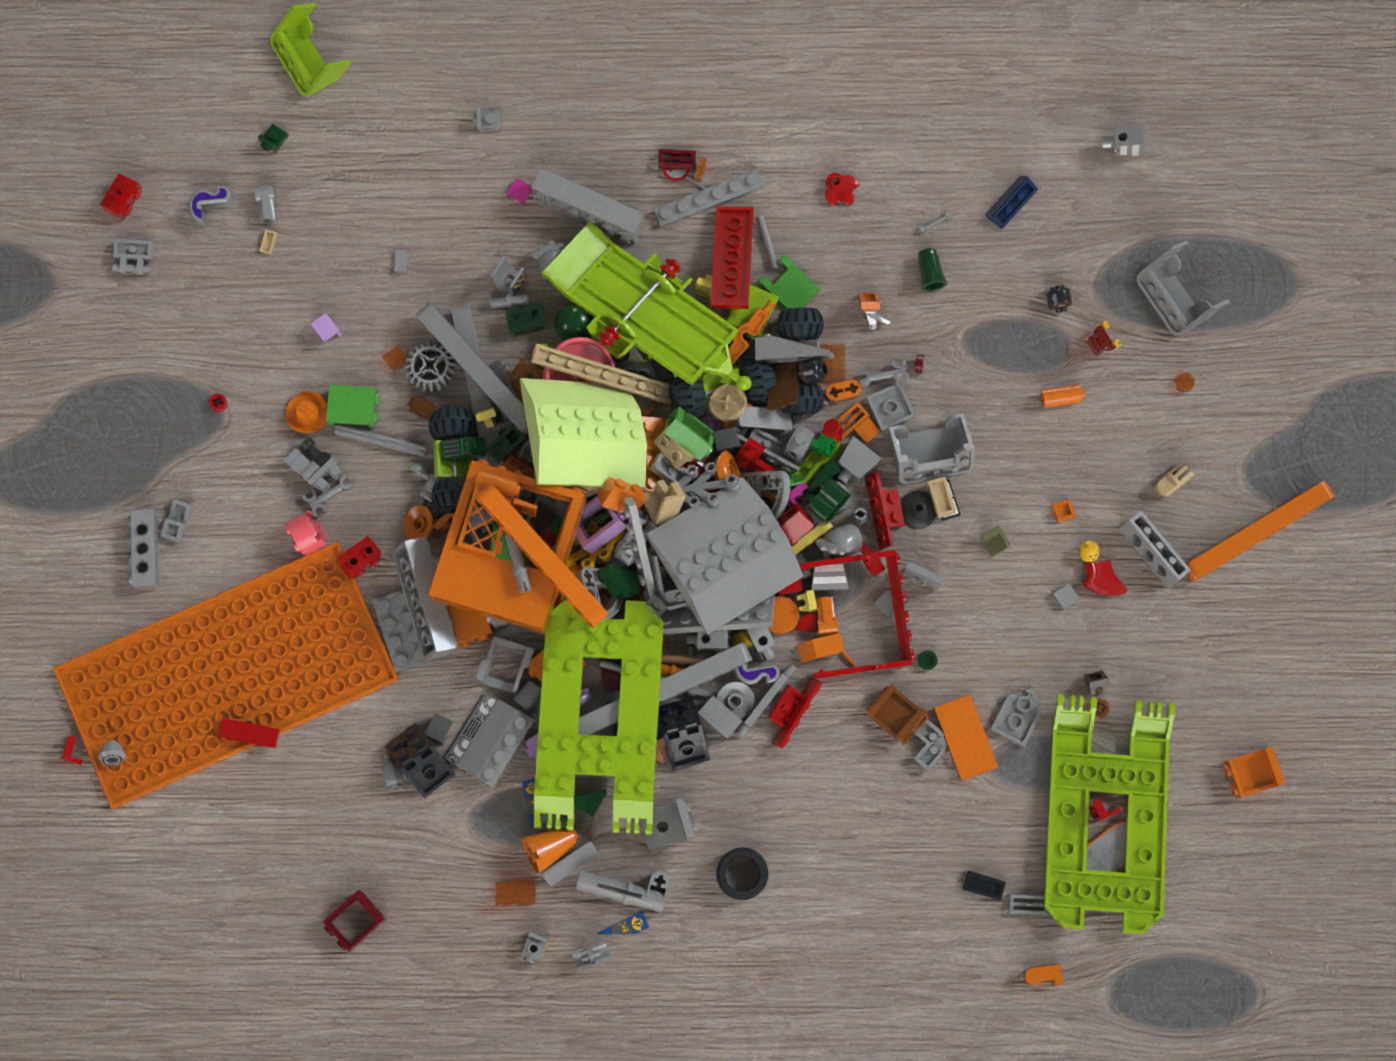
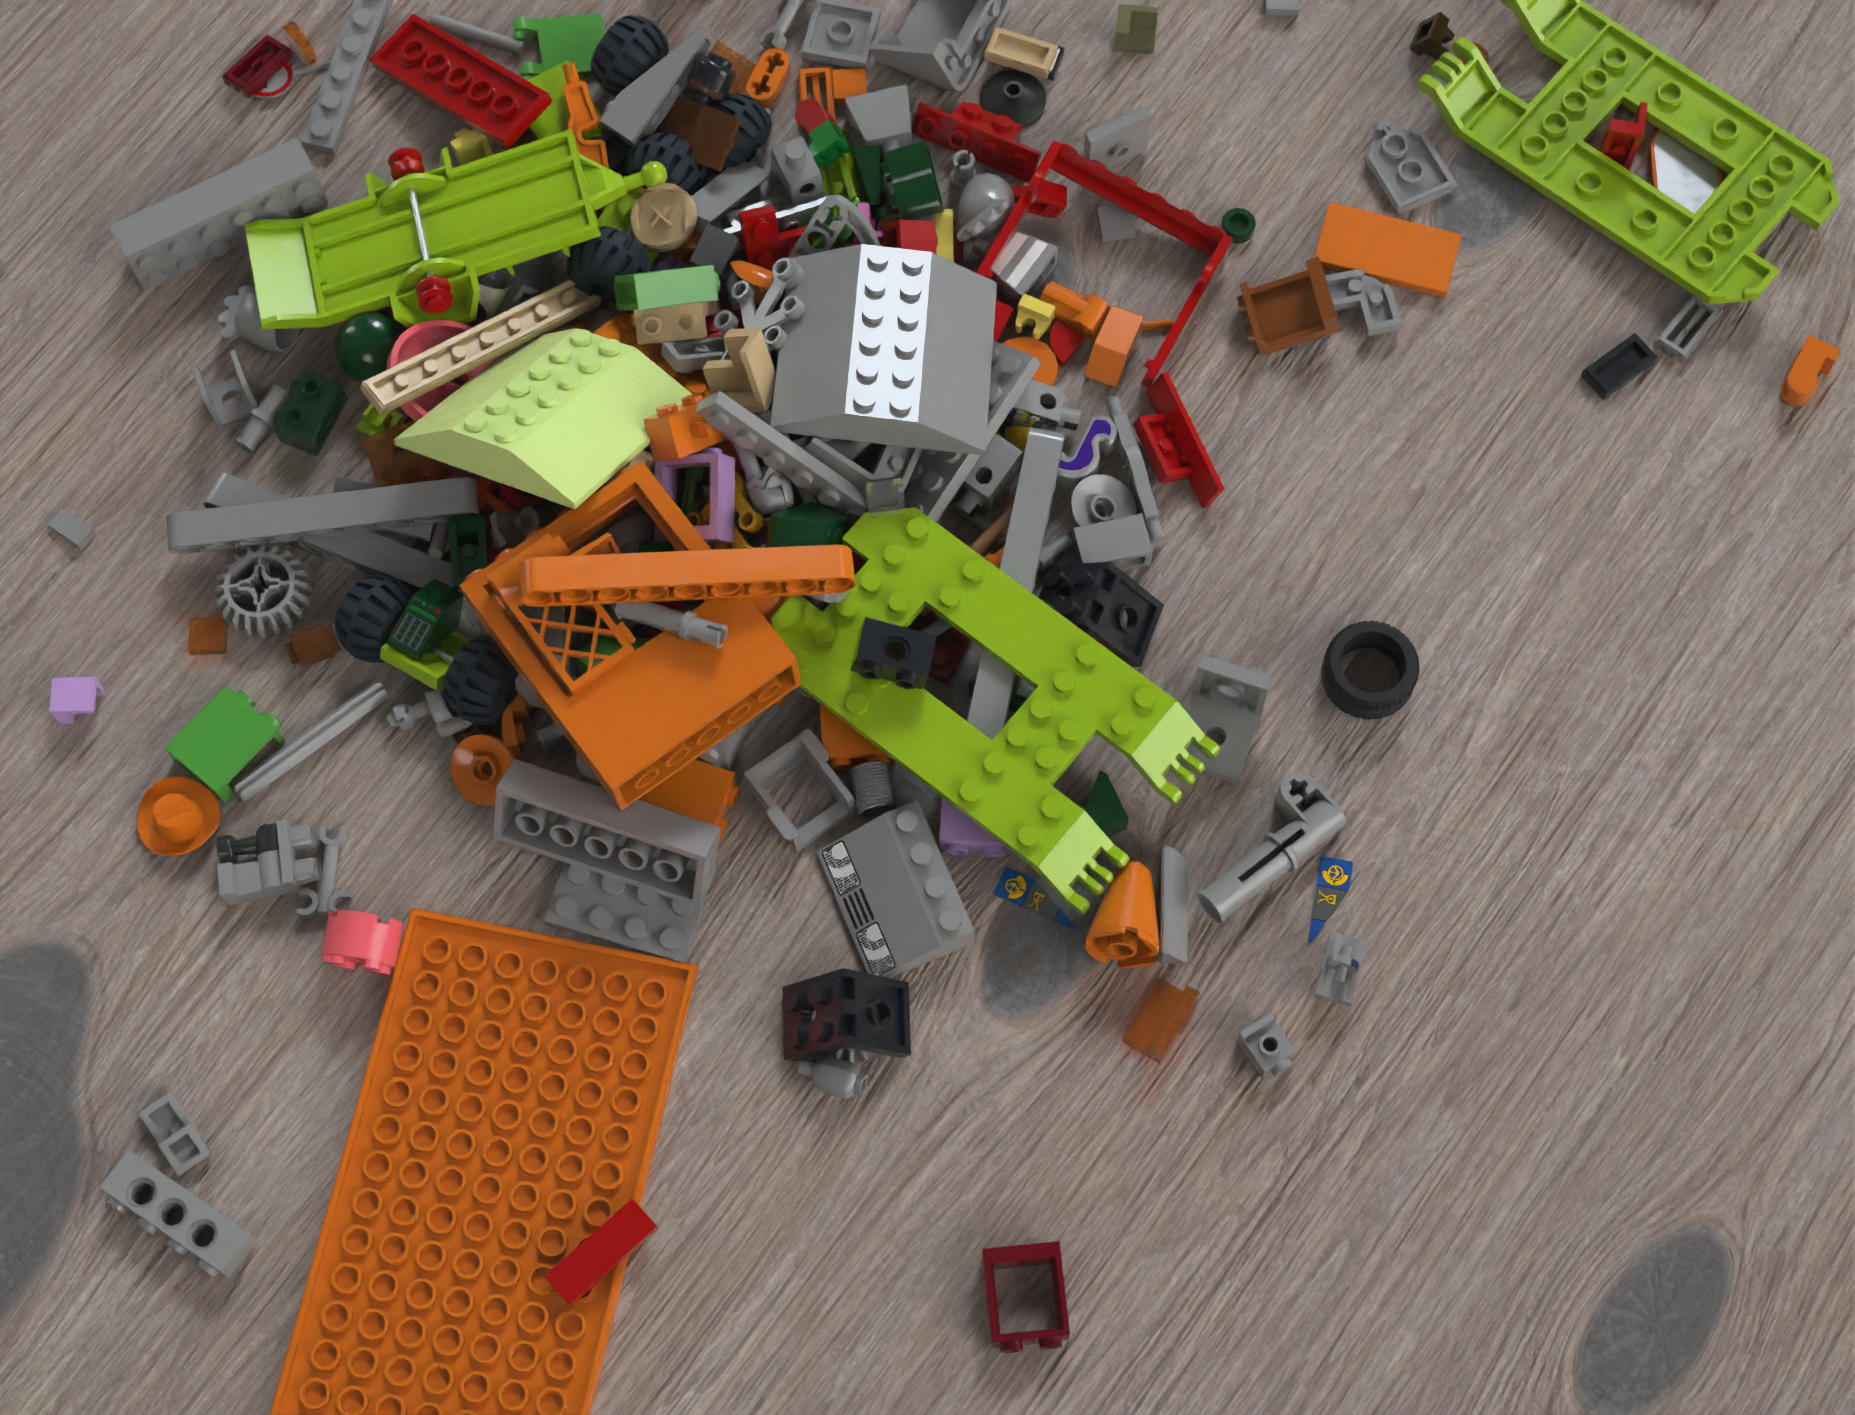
camera: 50 degrees left, 10 degrees down
(216, 397) = (59, 940): red bush -> none
(358, 558) = (464, 890): red brick -> none
(439, 728) = (820, 951): dark grey panel -> none
(486, 415) = (406, 553): light yellow tile -> none
(520, 191) = (116, 298): dark pink tile -> none
(590, 673) = (911, 646): none -> black brick

